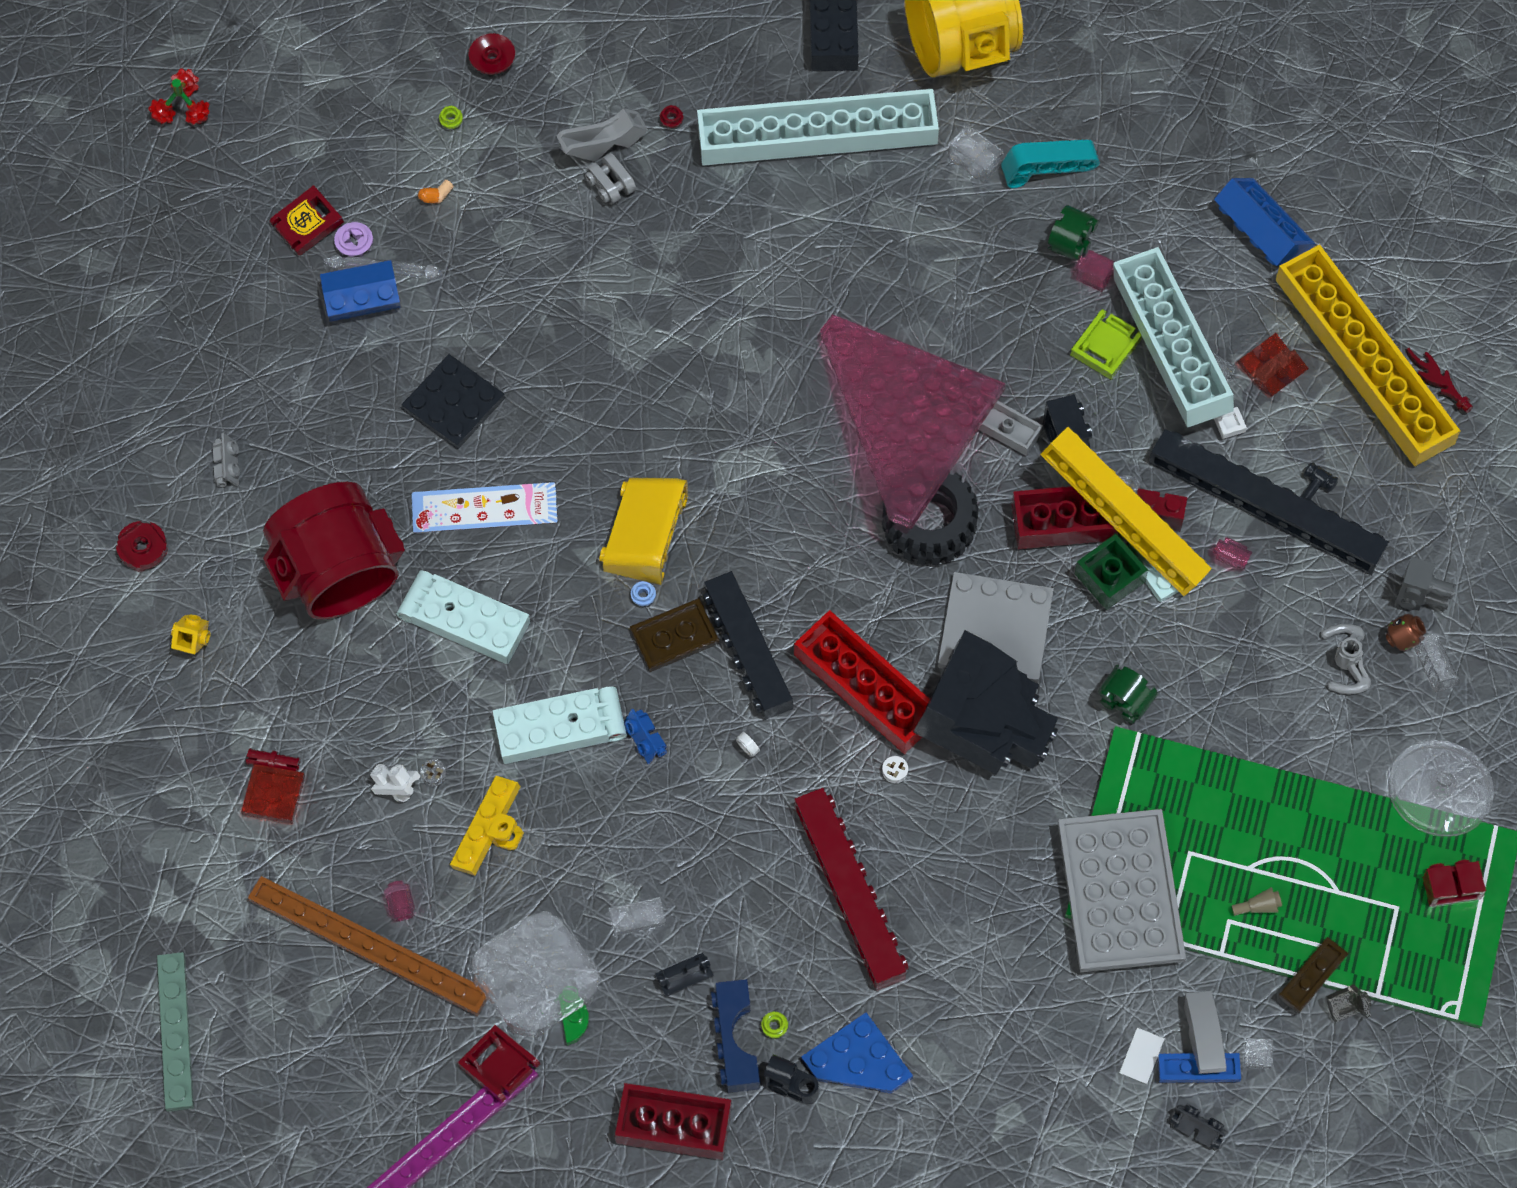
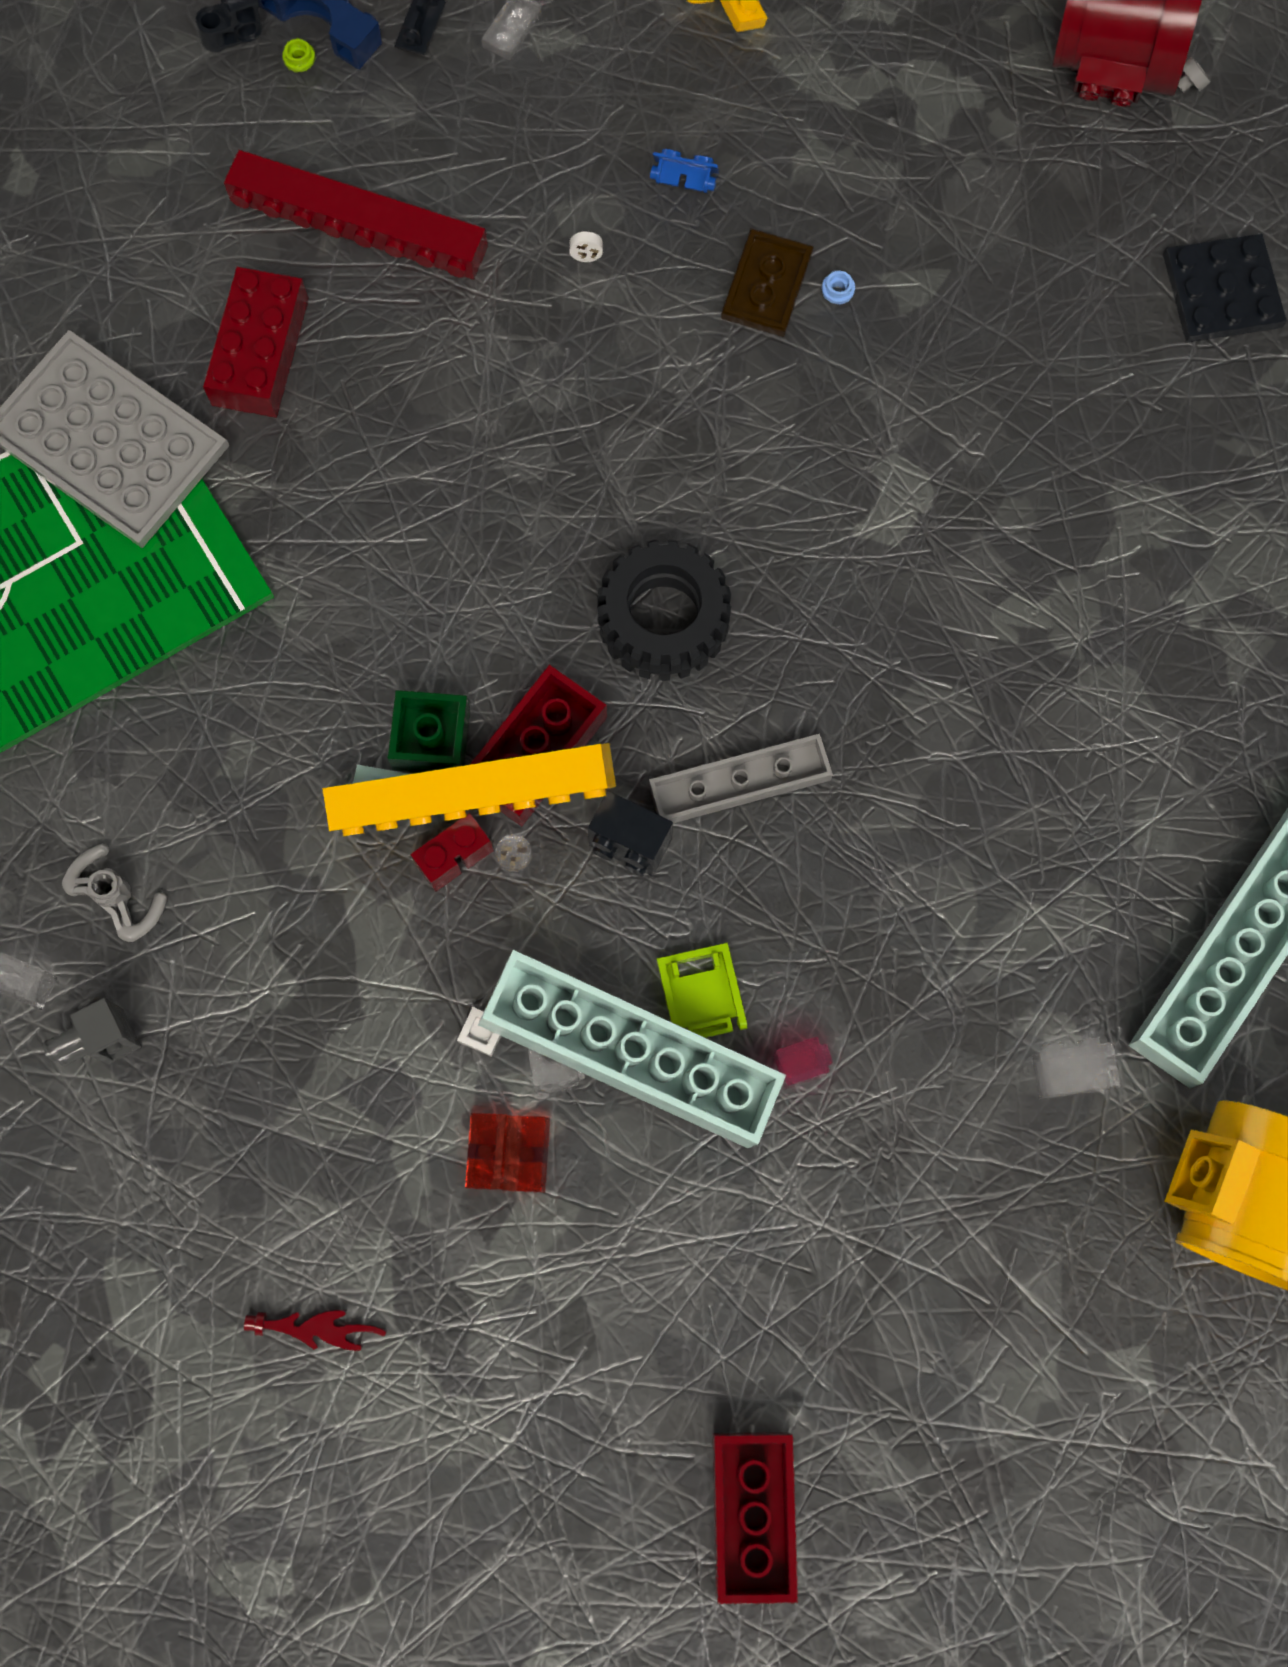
camera: 130 degrees right, 10 degrees up
(474, 621) = (961, 112): light aqua hinge -> none
(484, 507) = (1072, 229): sticker -> none
(546, 728) = (767, 105): light aqua hinge -> none
(644, 528) = (909, 337): yellow windscreen -> none
(747, 645) = (689, 329): black brick -> none
(858, 1059) = (198, 99): blue plate -> none
(863, 679) = (541, 396): red brick -> none
(895, 769) = (434, 358): white tile -> none
(907, 411) = (798, 688): clear pink plate -> none
(982, 866) = (256, 342): none -> dark red brick
(987, 709) = (395, 465): black panel -> none
(1001, 612) = (487, 580): light grey plate -> none
(1047, 158) = (990, 1146): teal beam -> none
(1072, 233) = (868, 1072): dark green brick -> none
(1127, 693) = (286, 623): dark green brick -> none
(1232, 553) = (334, 884): clear pink brick -> none
(1263, 220) = (692, 1326): blue slope -> none
(1268, 501) = (349, 980): black brick -> none
(1317, 128) = (754, 1518): none -> dark red brick
(1318, 478) = (329, 1068): black piece -> none
(1367, 355) = (412, 1263): yellow brick -> none
(1405, 632) = (71, 972): copper head -> none

